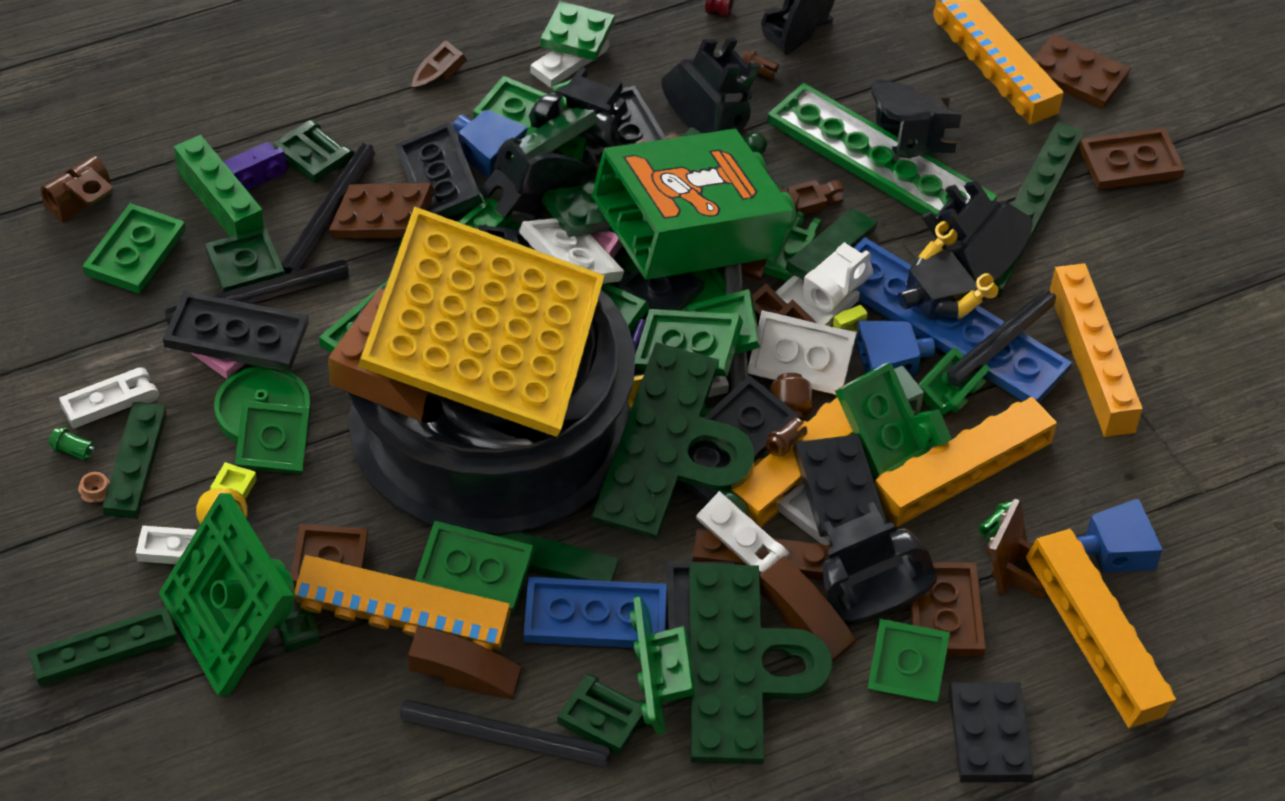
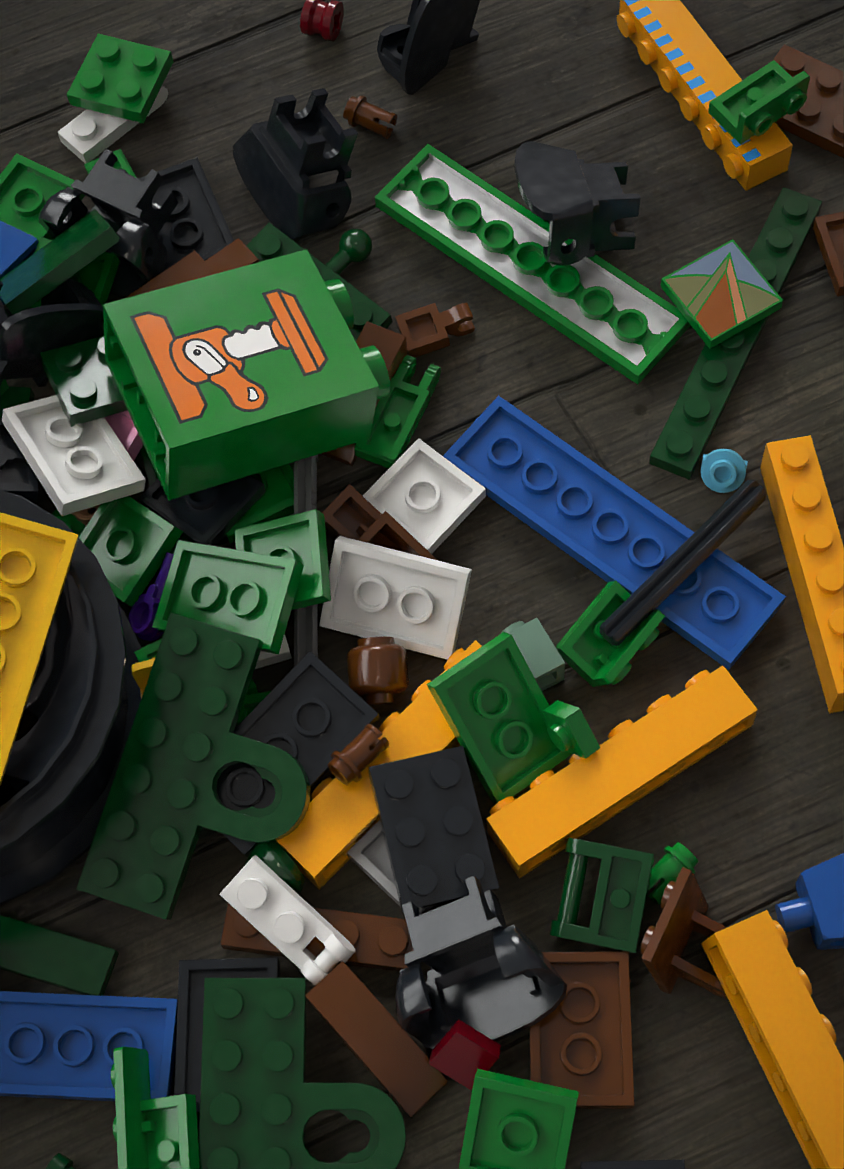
camera: 10 degrees right, 15 degrees up
(837, 277) = (450, 473): white piece -> none
(849, 229) = (449, 412): dark green tile -> none
(849, 319) = (467, 540): neon yellow plate -> none
(866, 617) = (464, 1052): none -> dark red tile
(891, 342) = (525, 582): blue torso -> none
(942, 284) = (600, 478): black torso -> none
(968, 528) = (618, 897): none -> dark green plate
(987, 230) = (670, 389): black piece -> none
(1018, 179) = (721, 293): none -> tile
(1023, 288) = (723, 470): none -> medium azure plate
(1040, 62) = (759, 101): none -> green bracket

